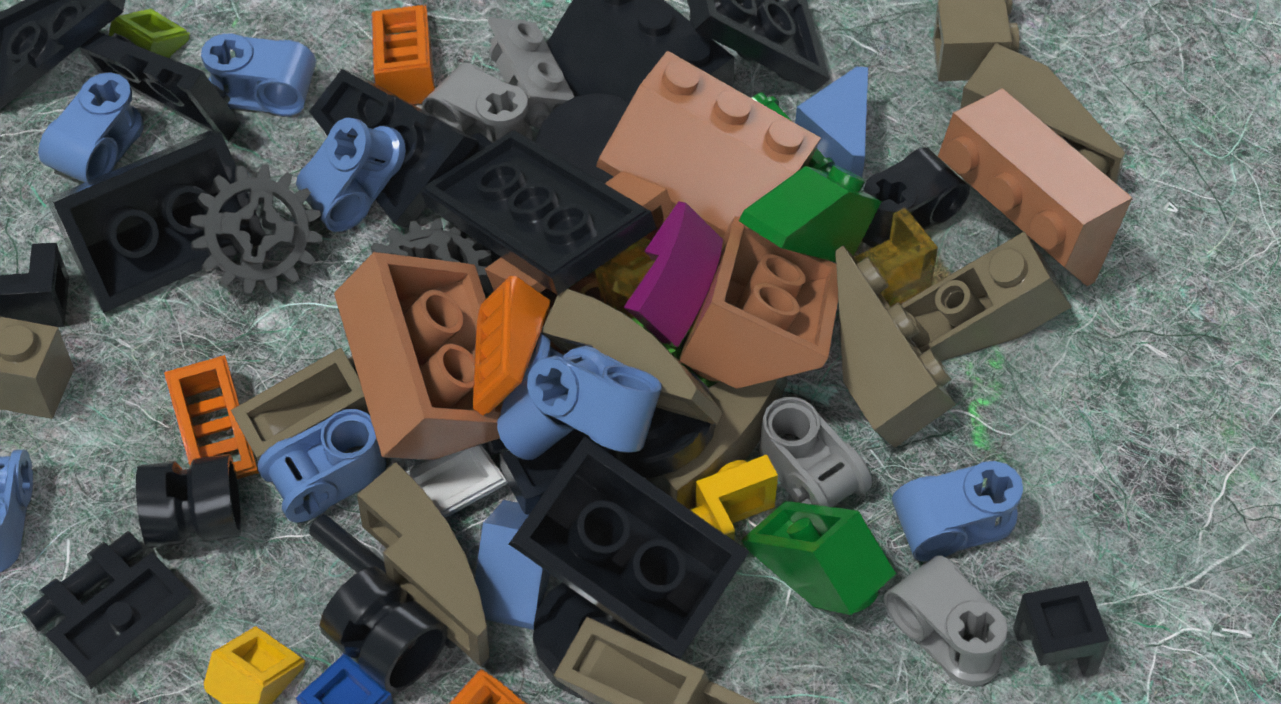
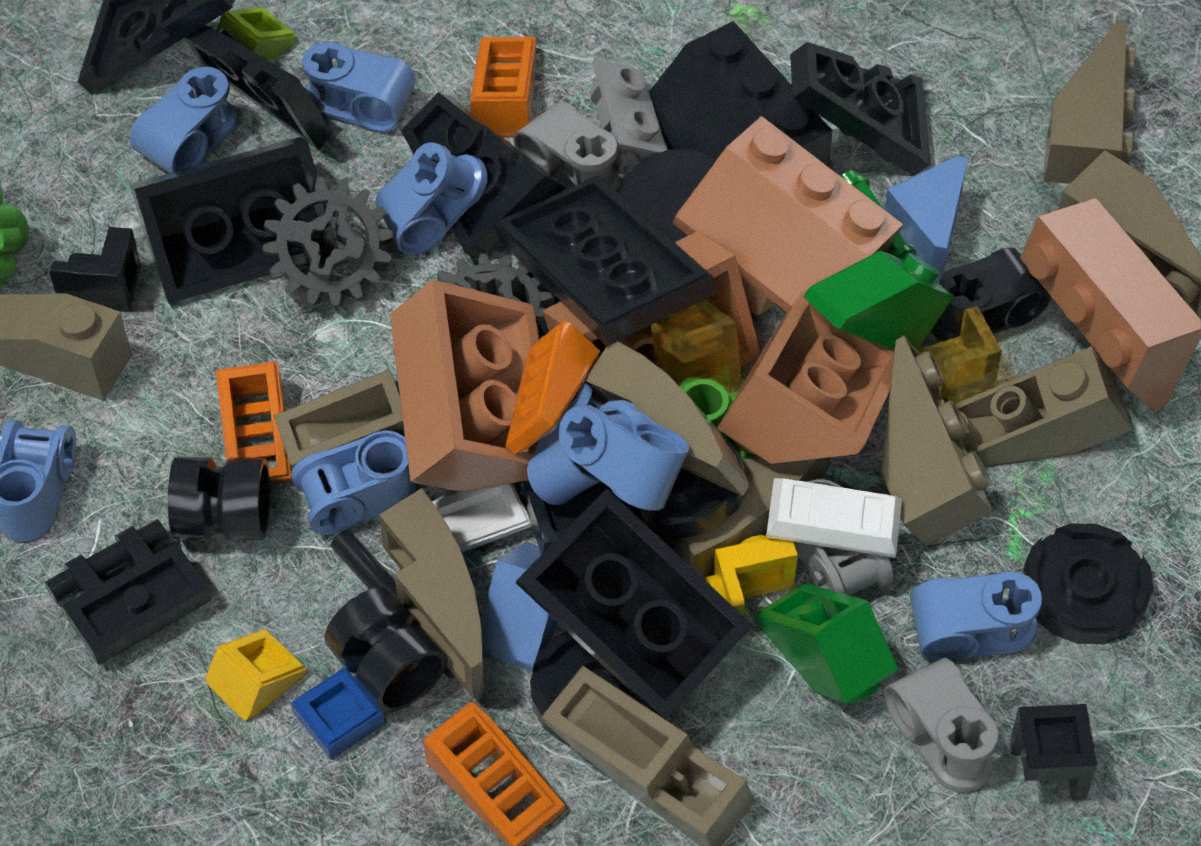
camera: 10 degrees right, 0 degrees up
(678, 281) = (731, 345): magenta slope -> none
(807, 432) = (834, 517): none -> white tile
(1063, 461) = (1089, 583): none -> black tile

